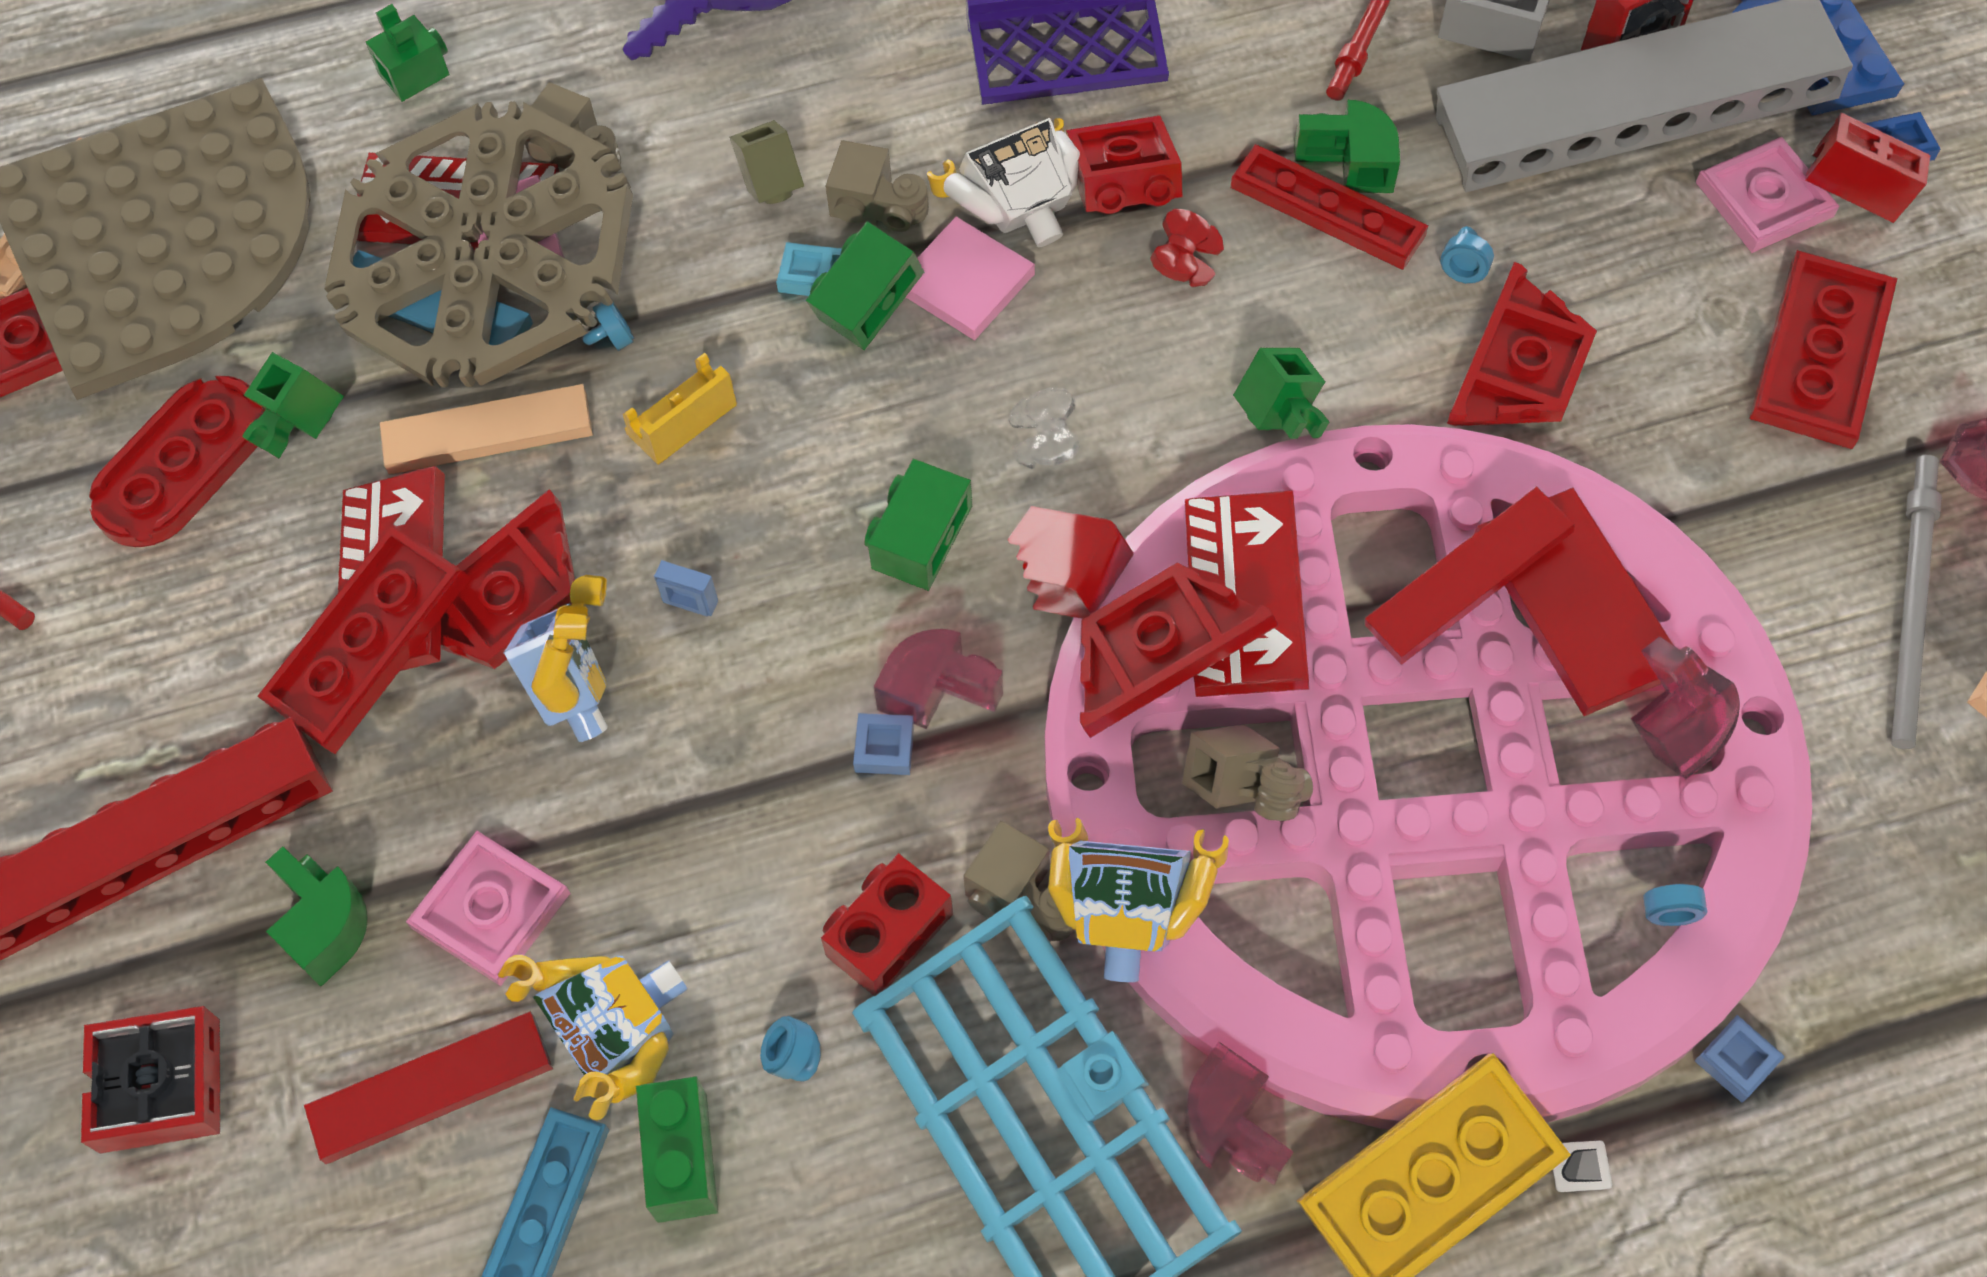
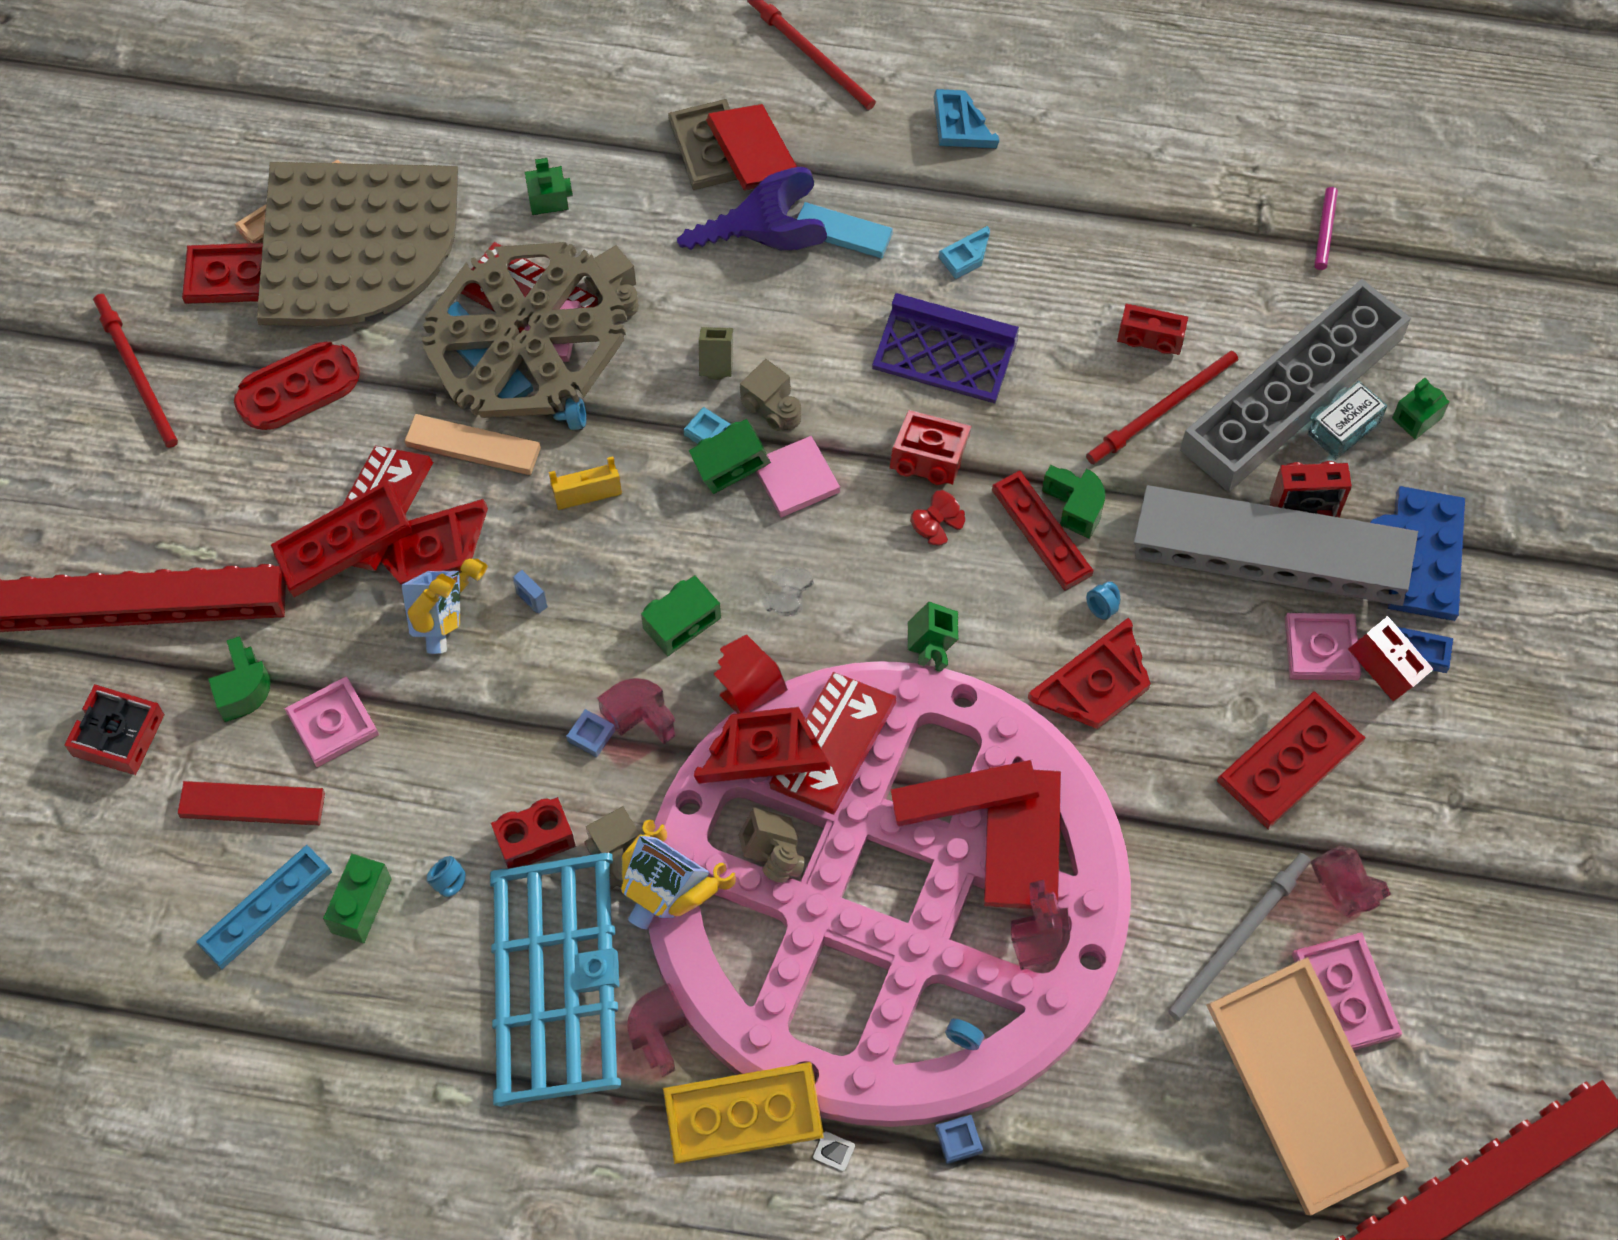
camera: 25 degrees right, 0 degrees up
(290, 400) = (371, 379): green brick -> none
(602, 1018) = (356, 810): torso -> none
(1016, 180) = (858, 429): white torso -> none

